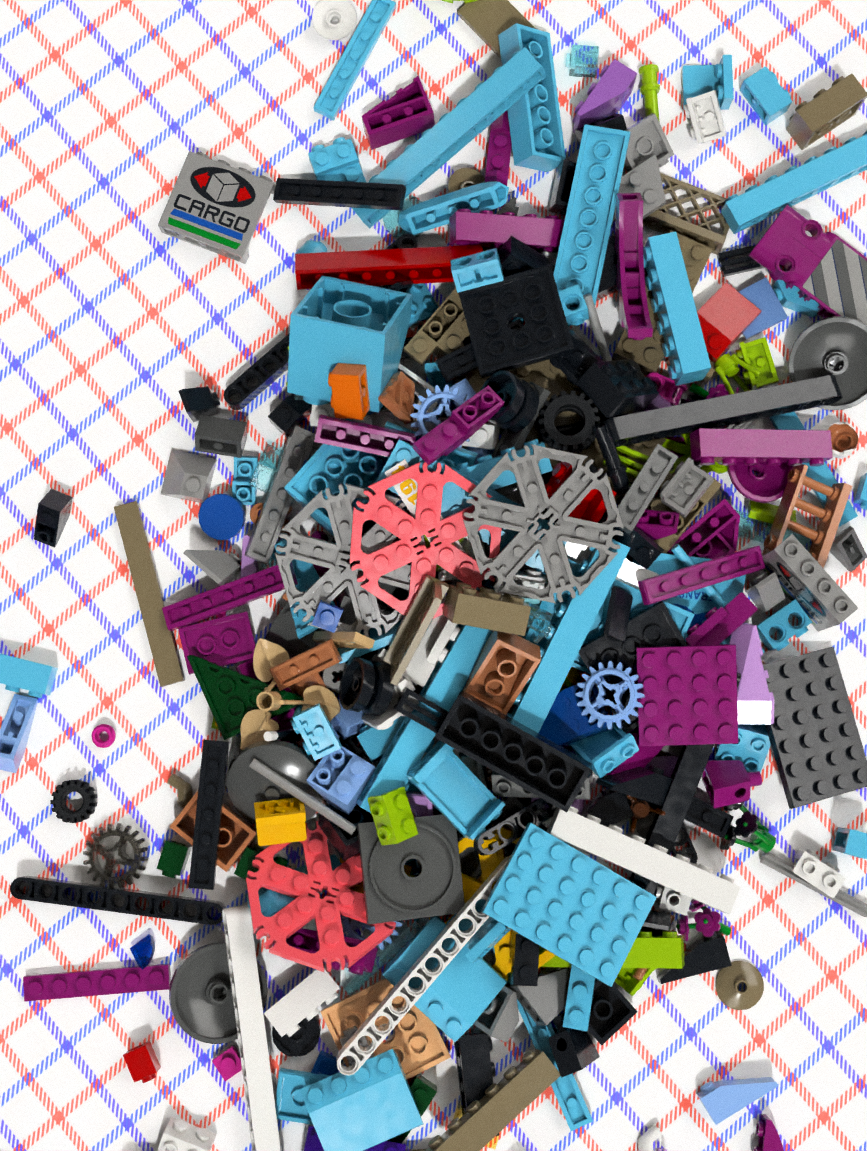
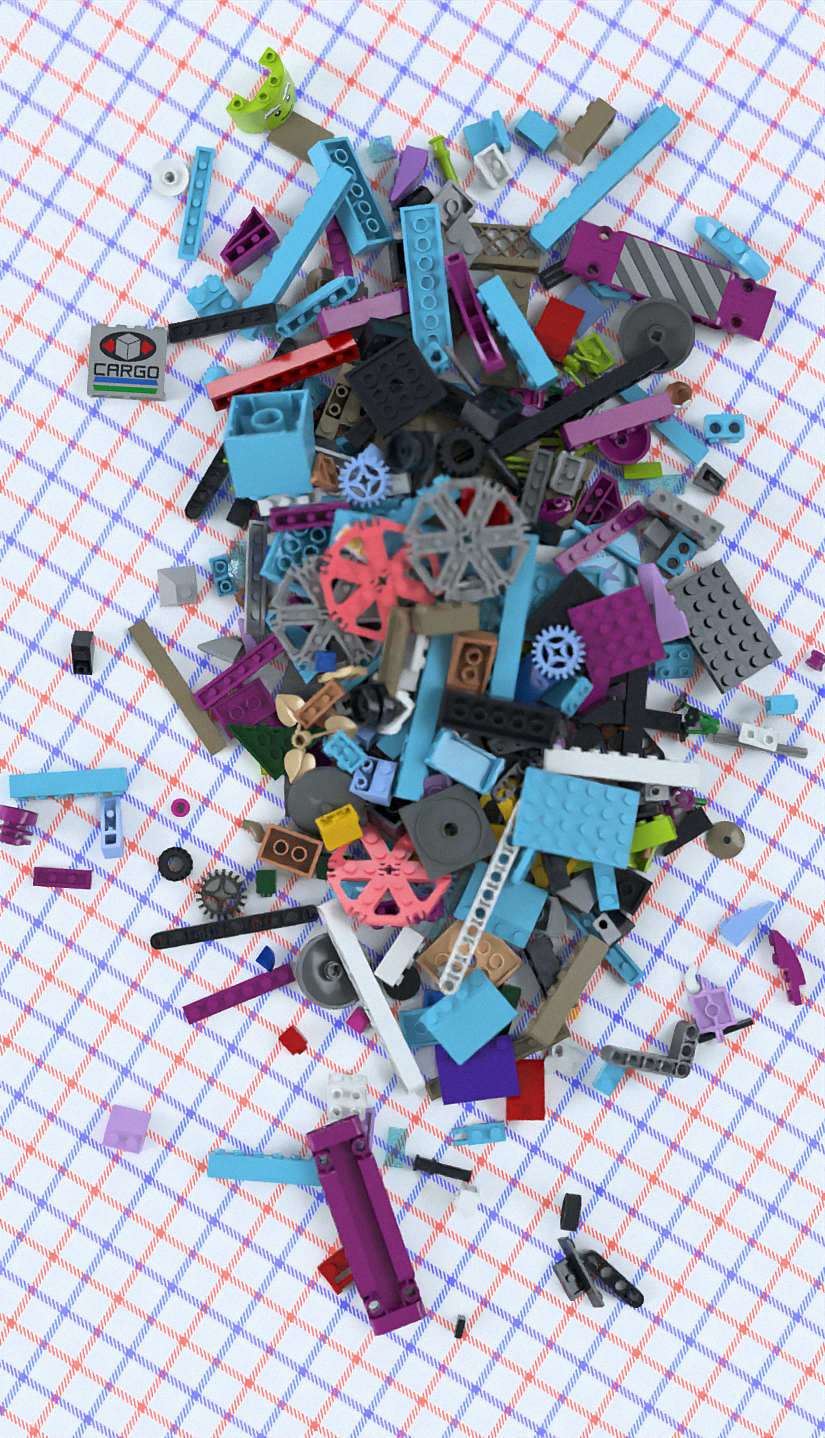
camera: 15 degrees left, 5 degrees up
(199, 402) = (168, 525): black slope -> none
(208, 814) = (283, 839): black plate -> none
(221, 436) = (193, 546): dark grey brick -> none
(221, 516) = (214, 609): blue tile -> none
(280, 734) = (318, 762): bar -> none
(302, 796) = (350, 802): light grey piece -> none
(349, 391) = (286, 483): orange brick -> none
(392, 816) = (423, 795): lime bracket -> none
(403, 700) = (403, 706): black tile -> none
(459, 426) = (379, 484): magenta slope -> none
(476, 270) = (352, 354): medium azure brick -> none
(618, 615) = (545, 590): black slope -> none
(721, 622) = (626, 569): magenta bracket -> none
(729, 782) = (670, 689): magenta torso -> none
(829, 516) = (686, 459): nougat fence -> none

